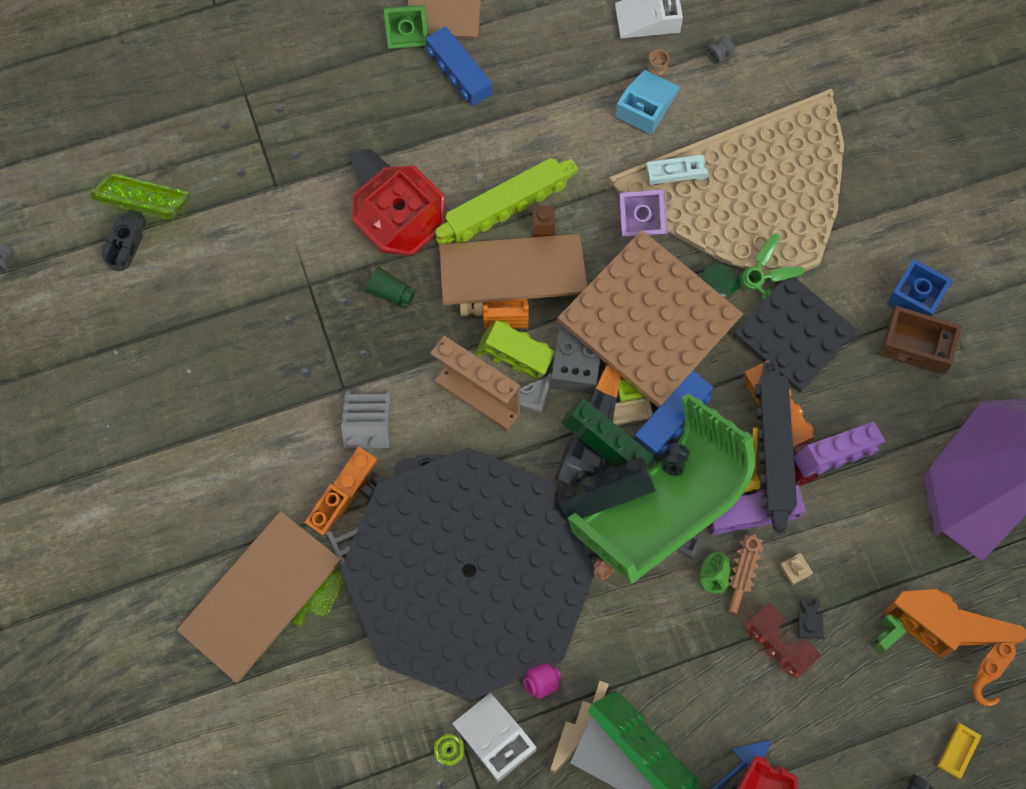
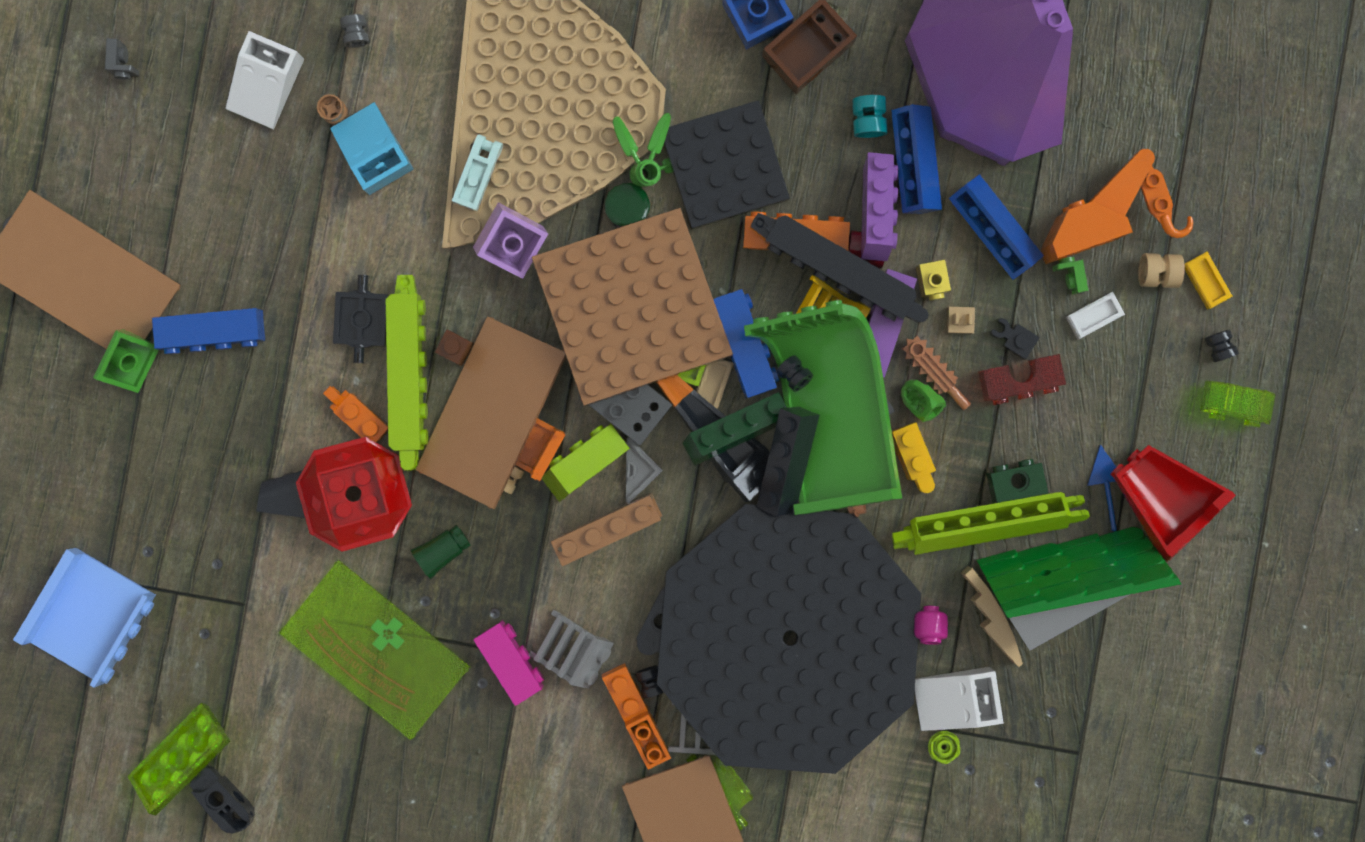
camera: 60 degrees left, 20 degrees up
(213, 91) = (86, 615): none -> light blue panel
(290, 287) = (374, 649): none -> clear neon green piece
(333, 379) = (509, 662): none -> dark pink brick
(456, 185) = (356, 414): none -> orange hinge
(524, 152) = (360, 319): none -> black plate
(655, 680) = (990, 523): none -> lime hinge
(668, 589) = (914, 456): none -> yellow brick
(701, 698) = (1032, 481): none -> dark green brick
(813, 528) = (933, 280): none -> light yellow brick
(869, 674) = (1095, 315): none -> white tile
(884, 551) = (996, 227): none -> blue brick
(893, 462) = (916, 159): none -> blue brick
(901, 412) = (871, 125): none -> teal wheel
(944, 712) = (1158, 270): none -> tan wheel

